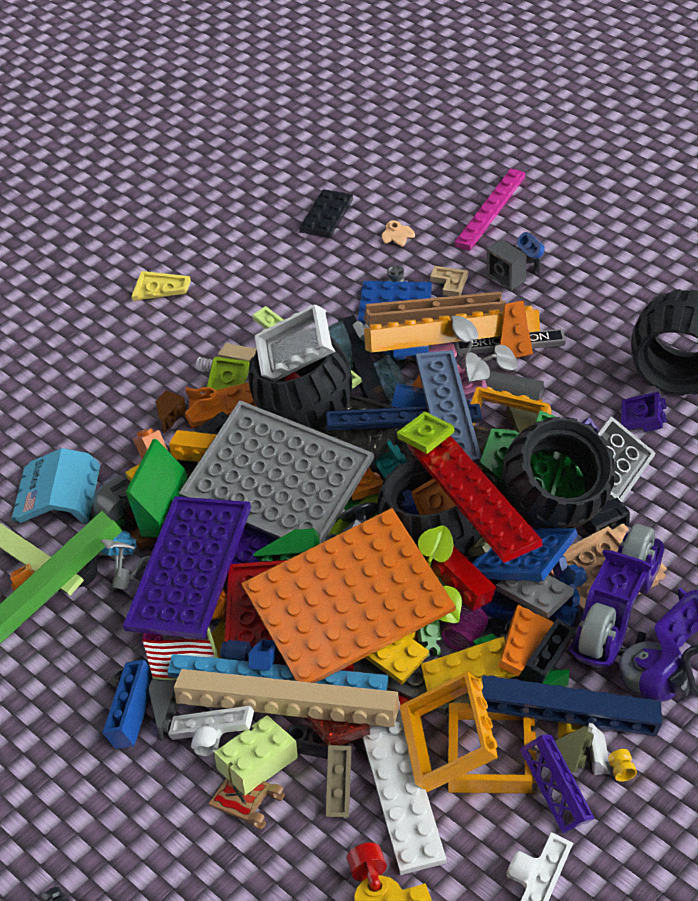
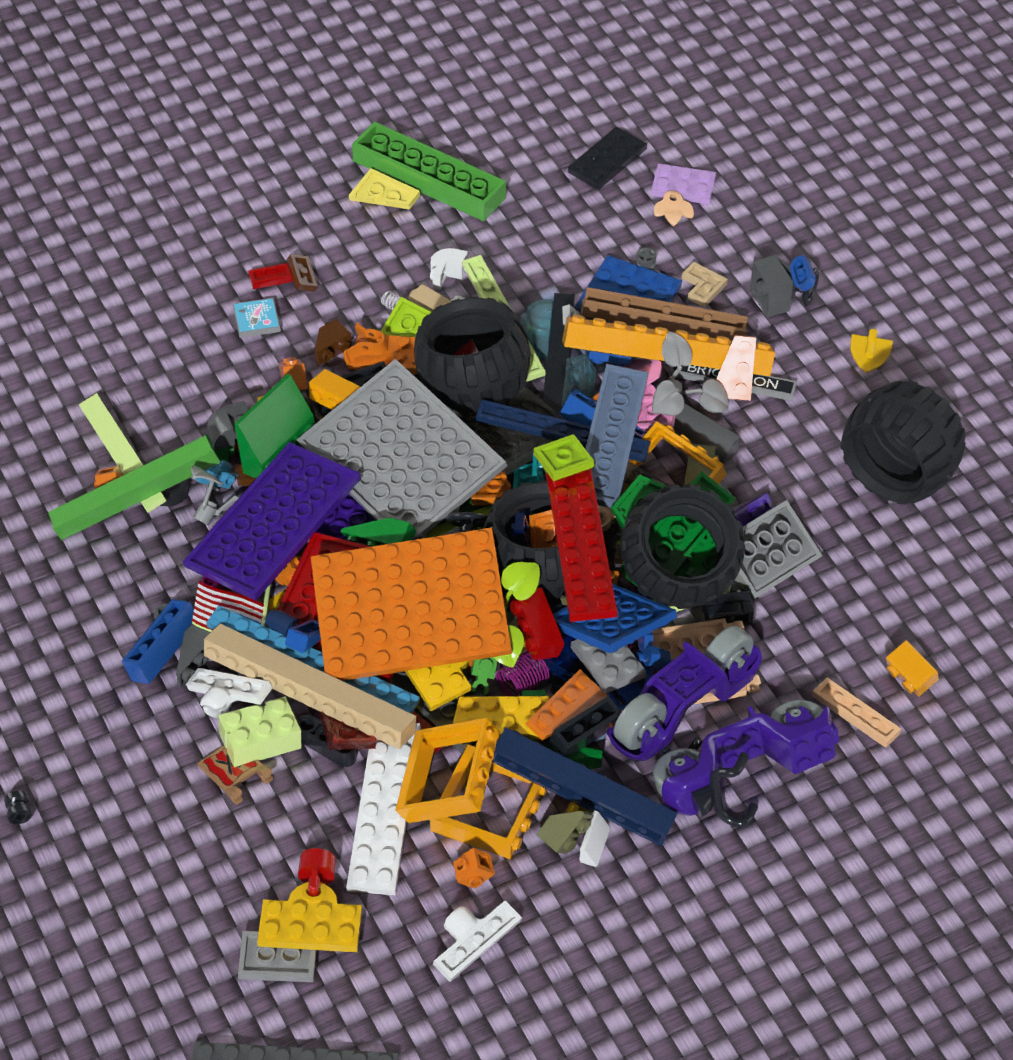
camera: 15 degrees right, 5 degrees up
(59, 482) = (183, 388): medium azure hinge -> none
(93, 375) = (270, 276): none -> red plate
(95, 410) = (256, 317): none -> tile
(119, 364) = (302, 272): none -> reddish brown plate
(191, 259) = (429, 171): none -> bright green brick
(238, 323) = (447, 263): none -> white brick
(293, 343) = (471, 314): window -> none
(338, 781) = (324, 783): dark tan plate -> none
(404, 212) = (691, 183): none -> lavender plate
(489, 209) = (794, 209): dark pink plate -> none
(508, 812) = (473, 868): none -> orange brick
(565, 783) = (538, 854): dark purple fence -> none
(605, 291) = (870, 351): none -> yellow shield
(622, 765) = (609, 860): yellow wheel -> none
(644, 412) = (831, 506): dark purple plate -> none

